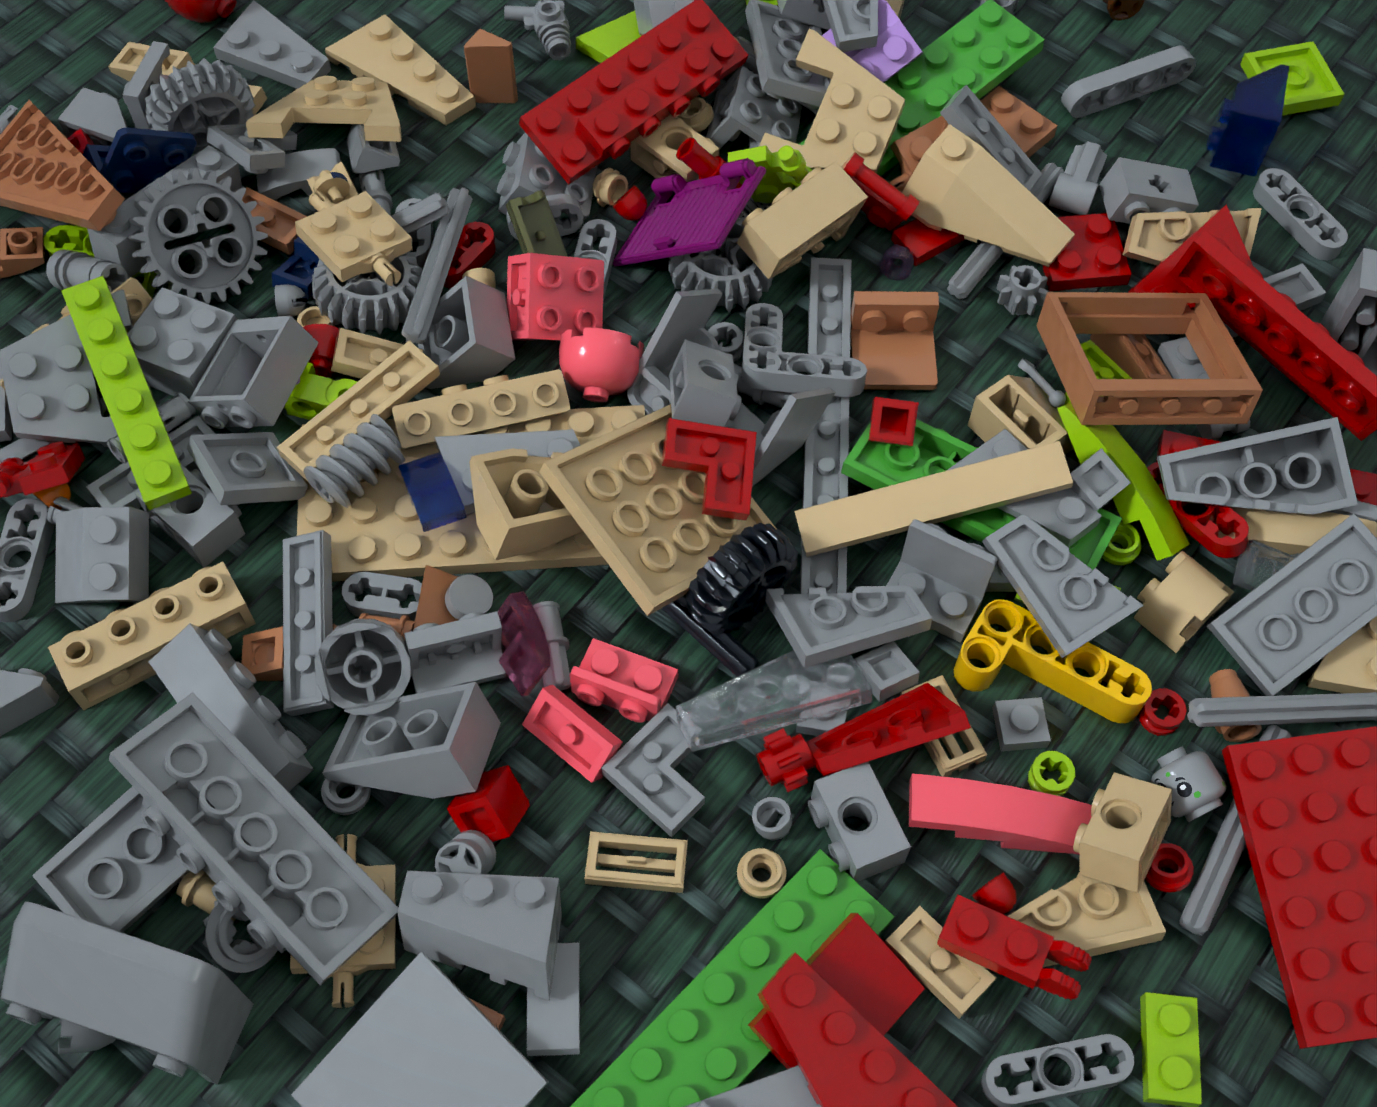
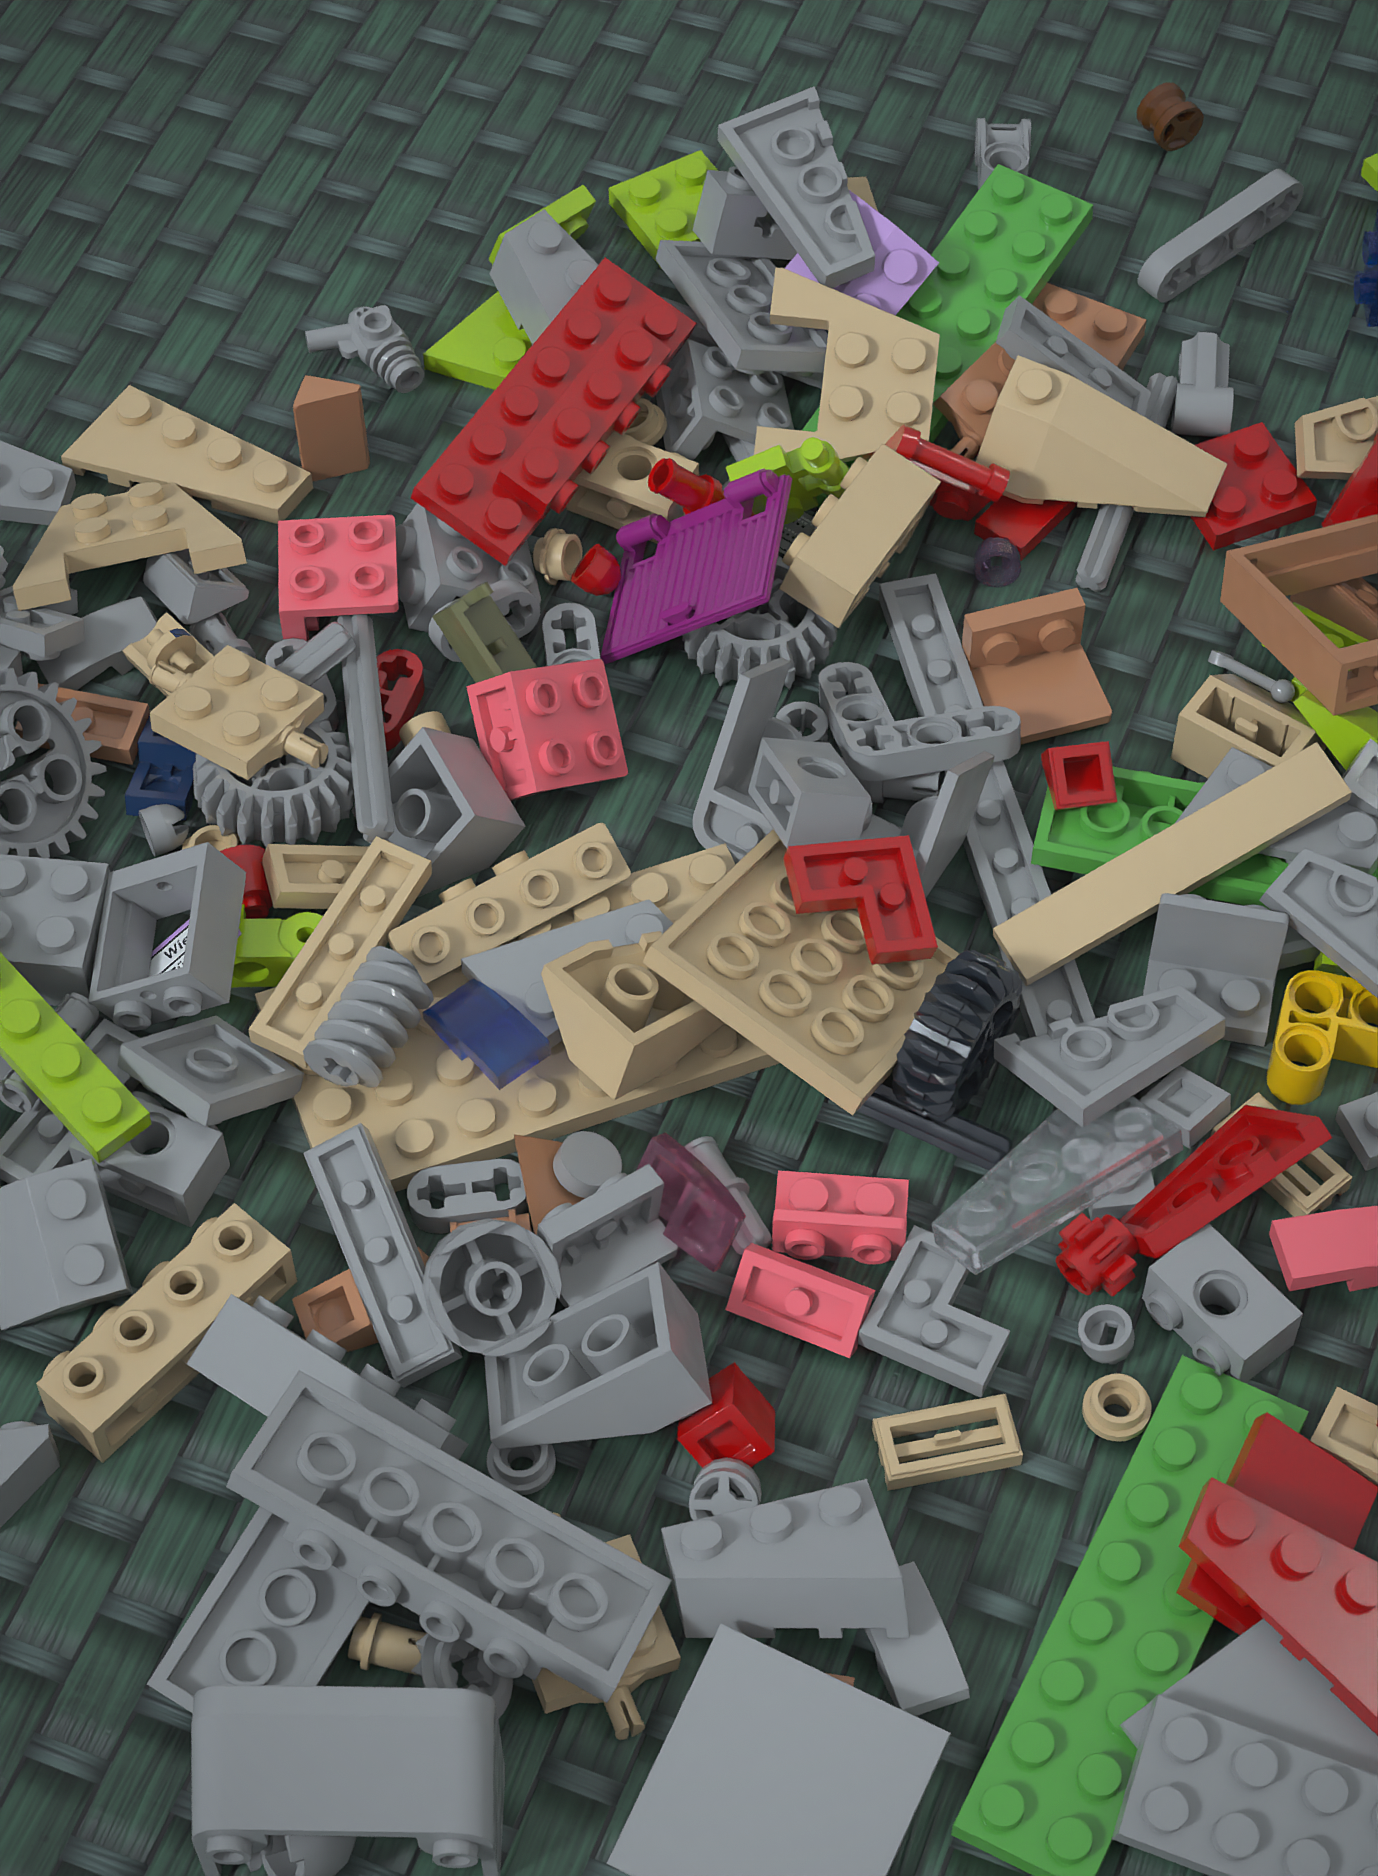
camera: 15 degrees left, 5 degrees down
(457, 160) = (335, 570): none -> coral bracket
(599, 362) = (648, 800): coral cylinder -> none
(1022, 290) = (1180, 557): light grey gear -> none
(1145, 188) = (1299, 378): light grey brick -> none

